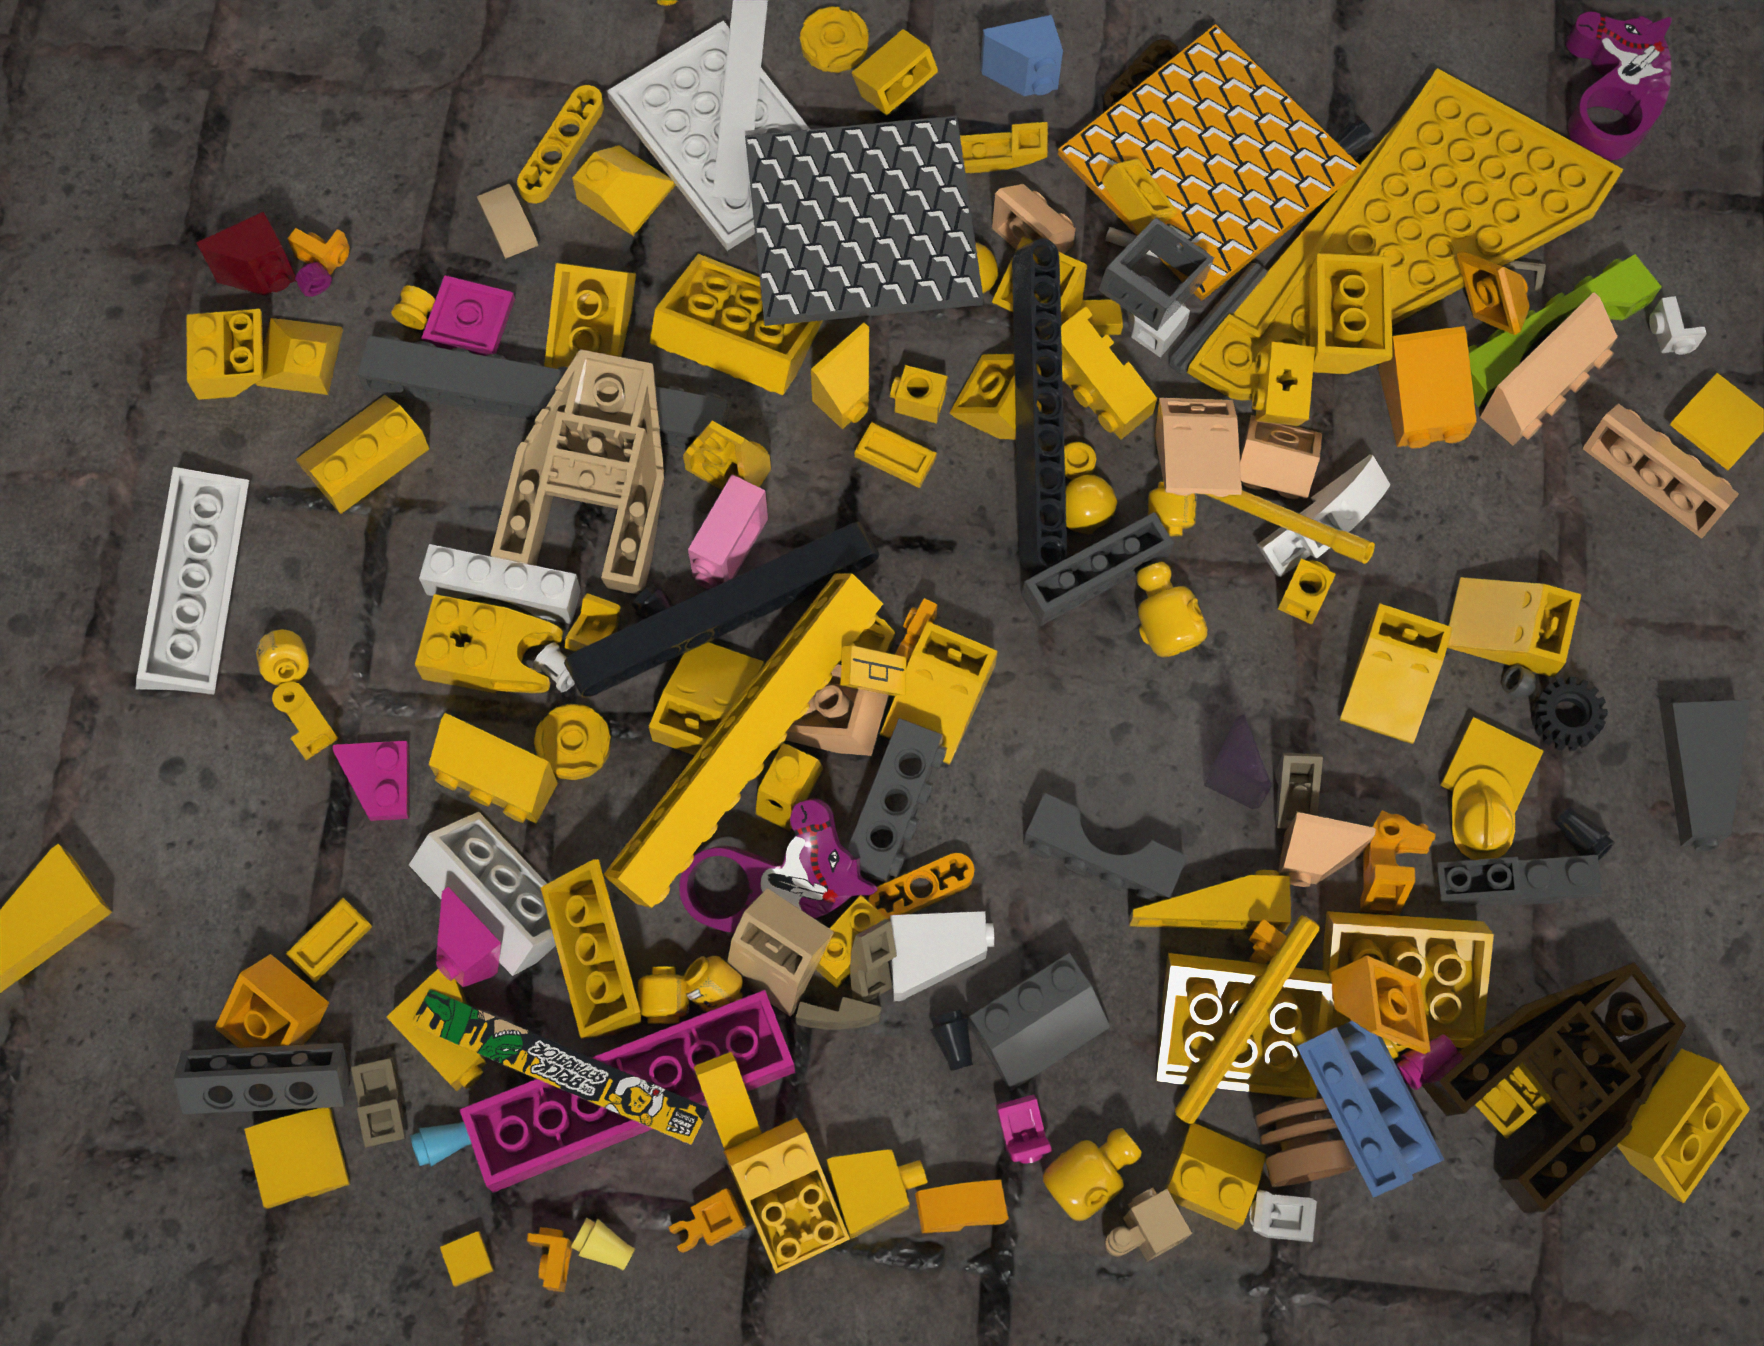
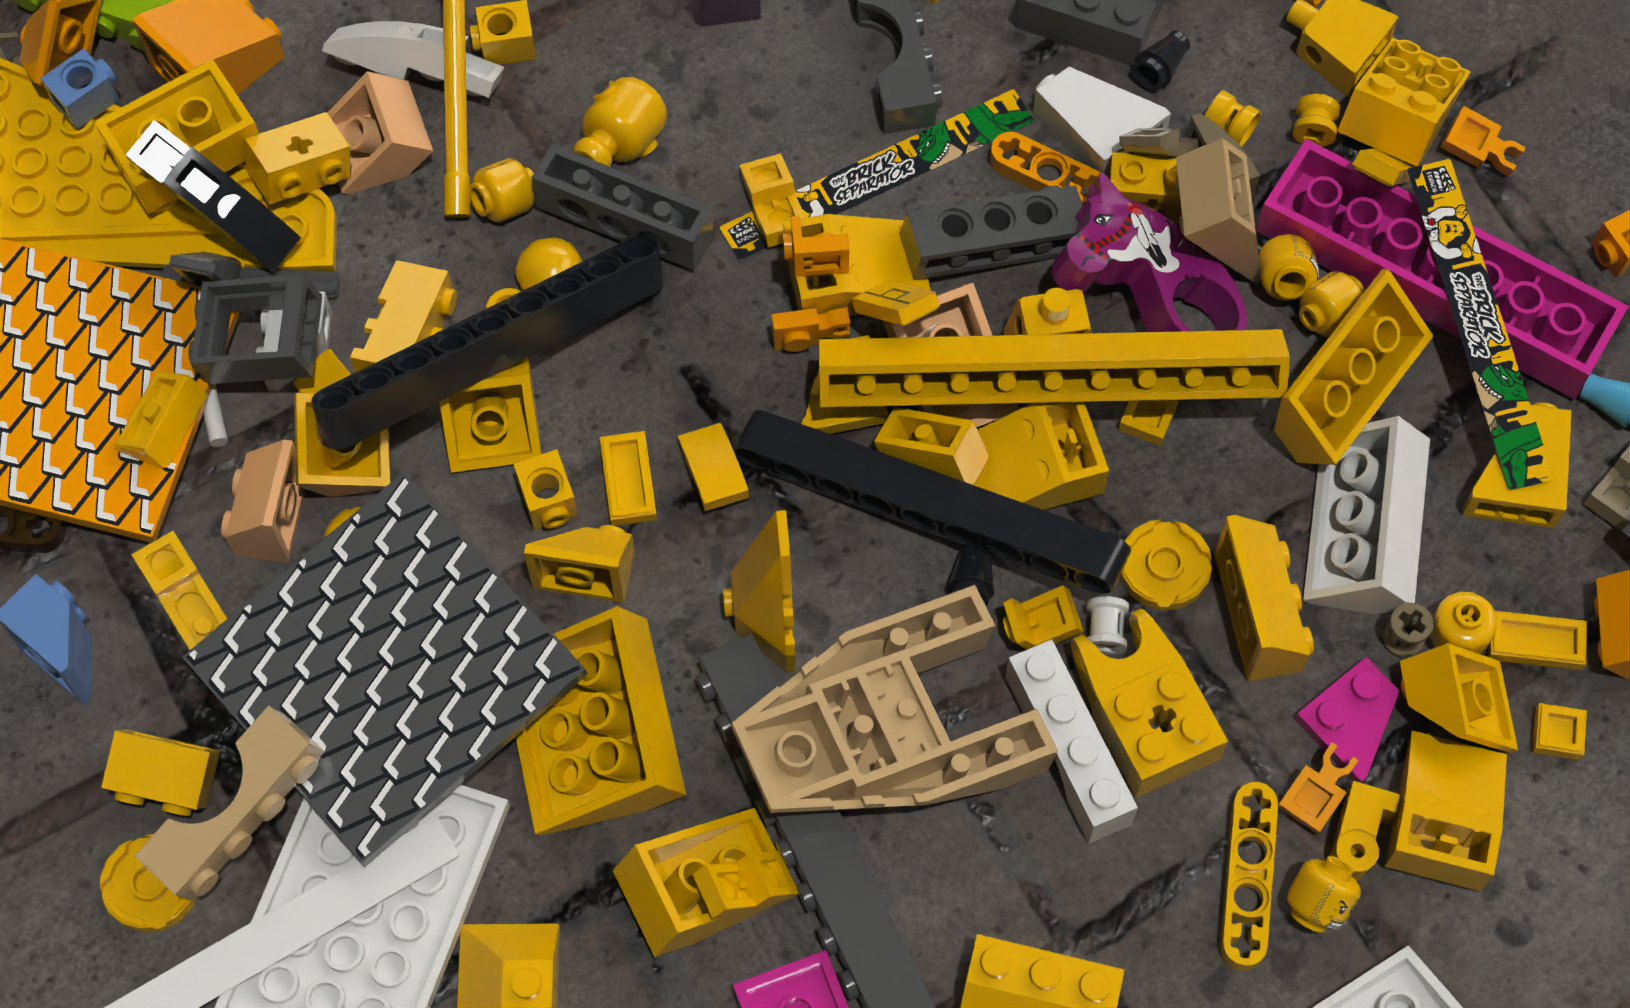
camera: 125 degrees left, 5 degrees down
(261, 902) = (1559, 731): none -> yellow tile
(268, 778) = (1449, 812): none -> yellow slope
(326, 847) = (1461, 694): none -> yellow slope
(333, 635) = (1253, 876): none -> yellow beam
(345, 708) = (1314, 794): none -> light orange plate
(376, 897) = (1464, 621): none -> yellow head
(388, 851) = (1402, 618): none -> dark tan bush
(464, 944) = (1450, 485): dark pink slope -> none
(562, 328) = (745, 885): none -> yellow slope
(602, 1245) = (1577, 213): light yellow cone -> none
(728, 533) = (850, 549): bright pink window -> none
(754, 634) = (934, 442): none -> yellow brick
(817, 1109) = (1316, 119): none -> yellow wheel
(841, 113) = (273, 761): none -> tan arch
(862, 504) = (713, 466): none -> yellow slope
(864, 1047) = (1233, 117): none -> yellow wheel
(945, 645) = (818, 254): none -> light orange bracket
(1011, 778) = (892, 166): none -> sticker
(1037, 684) = (771, 195): none -> yellow slope
(1198, 446) = (428, 186): light nougat slope -> none
(1232, 279) = (205, 266): none -> dark grey slope
(1266, 298) = (213, 196): none -> black slope
(1443, 268) = (85, 103): none -> medium blue brick

